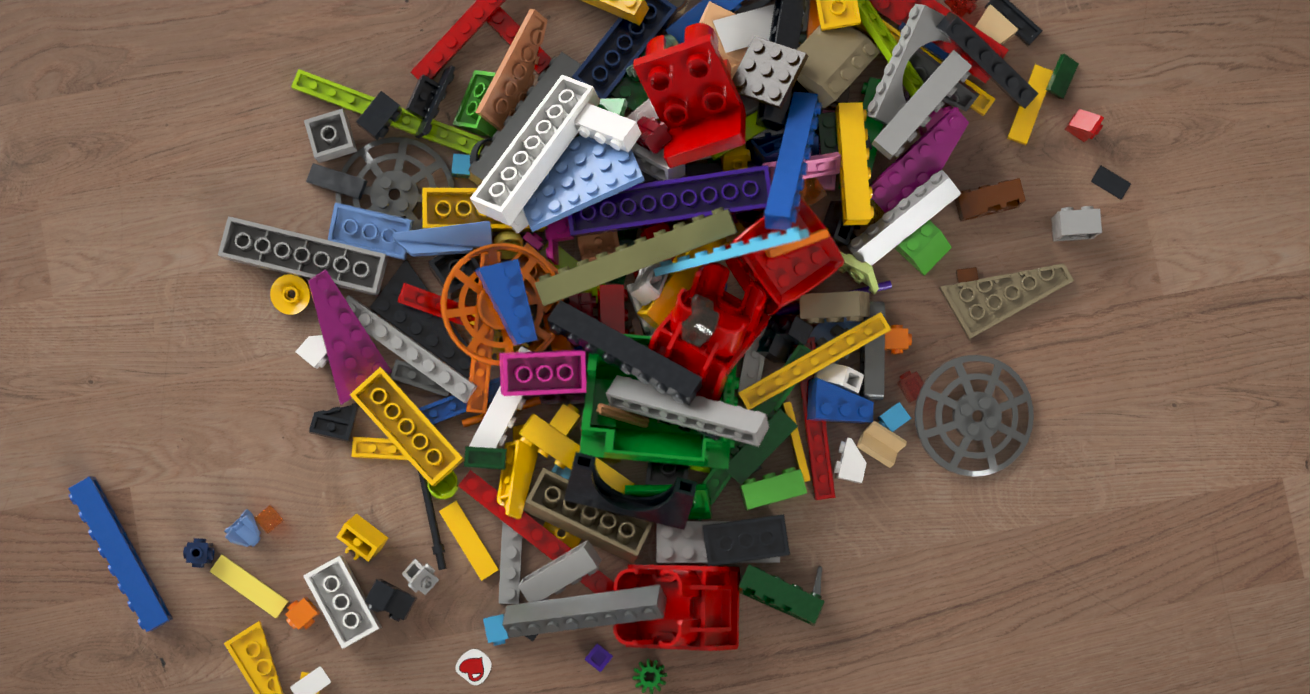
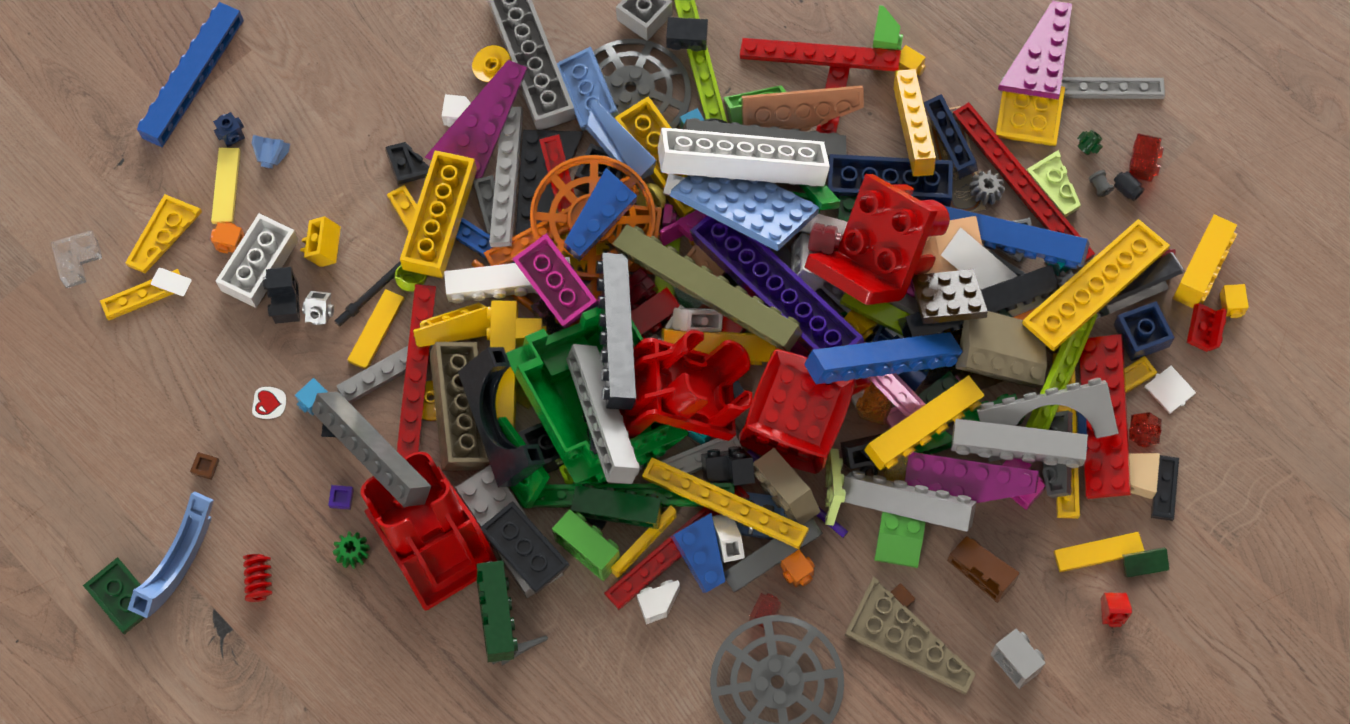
camera: 65 degrees right, 15 degrees down
(269, 519) = (292, 166): clear orange plate -> none
(336, 181) = (610, 39): black tile -> none
(426, 99) = (728, 59): black bracket -> none
(485, 458) = (452, 287): dark green tile -> none
(560, 573) = (395, 413): light grey brick -> none
(607, 127) = (802, 198): white brick -> none
(622, 415) = (565, 375): medium nougat axle -> none
(701, 323) = (682, 359): clear smoke brick -> none
(737, 249) = (768, 353): medium azure plate -> none
(784, 248) = (810, 400): orange tile -> none
(881, 443) = (692, 614): tan panel -> none
(894, 417) = (724, 612): dark azure brick -> none
(987, 59) = (1103, 475): black brick -> none
(1110, 182) = (1083, 672): black sticker -> none

